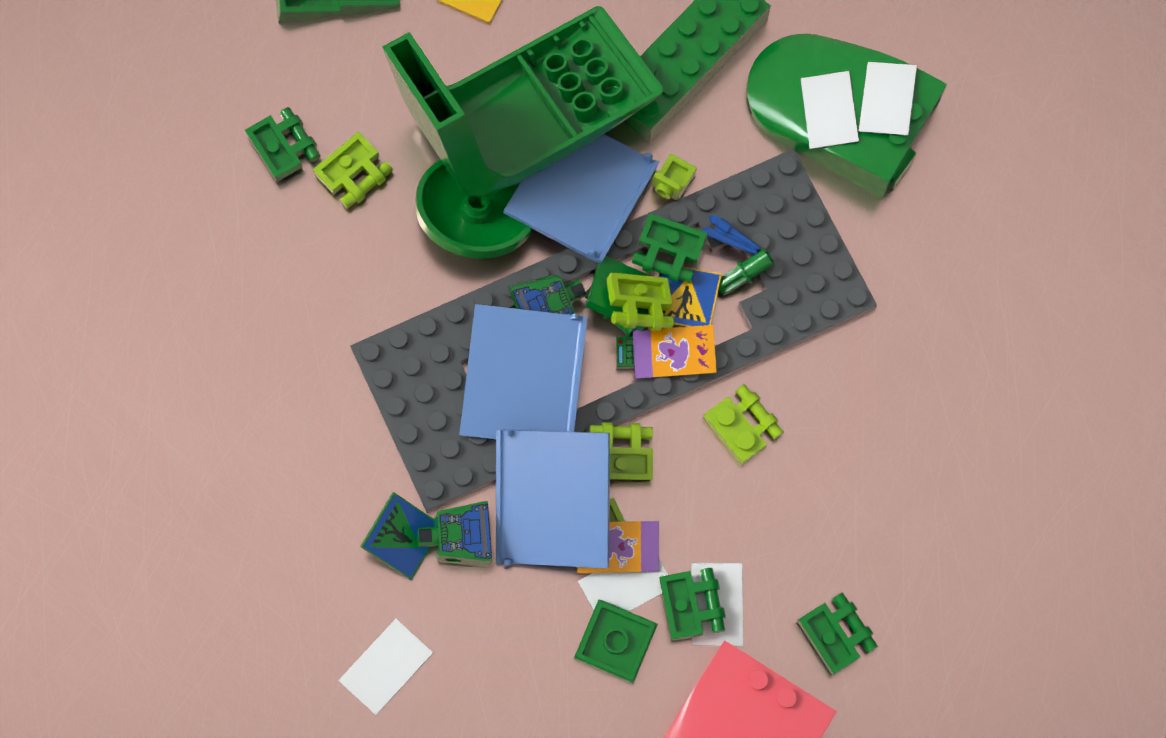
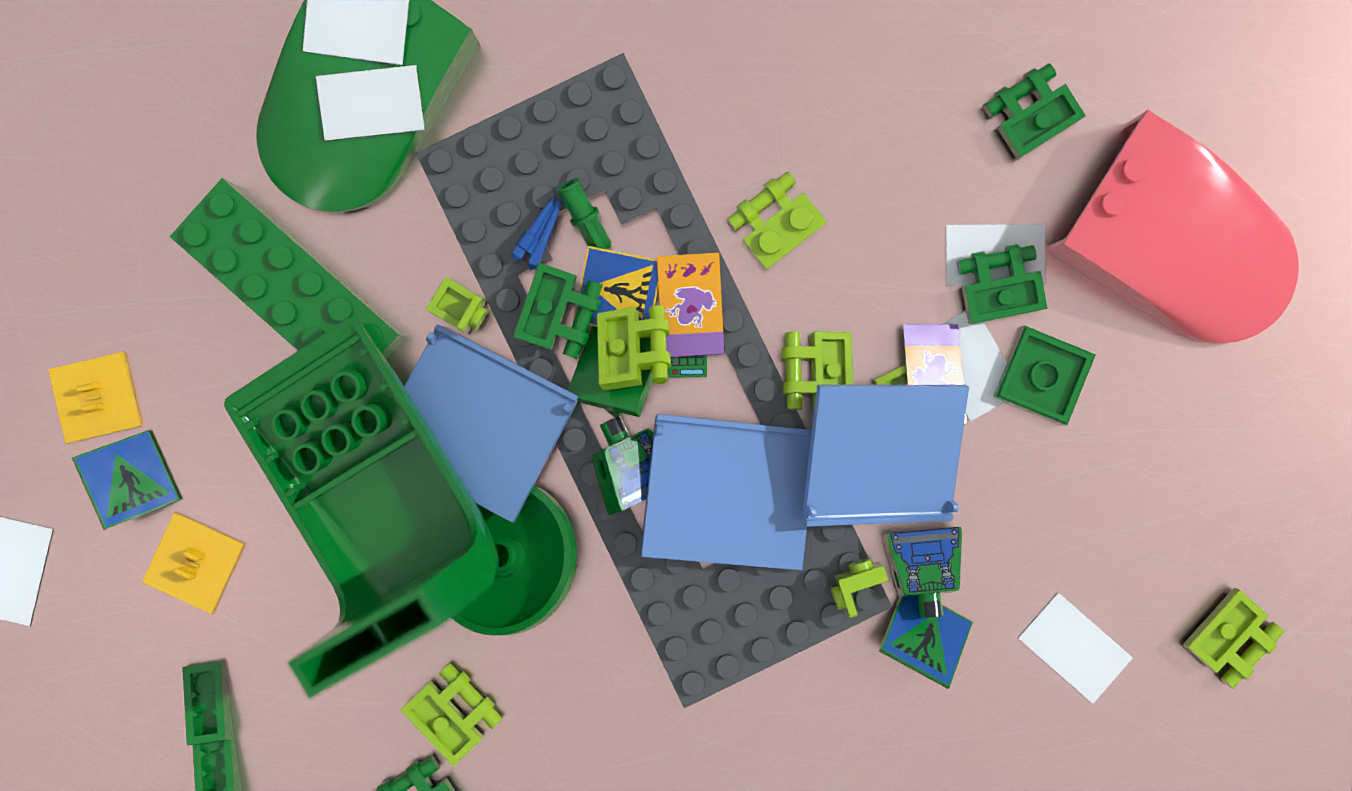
camera: 90 degrees left, 15 degrees up
(455, 478) = (861, 576): none -> lime bracket

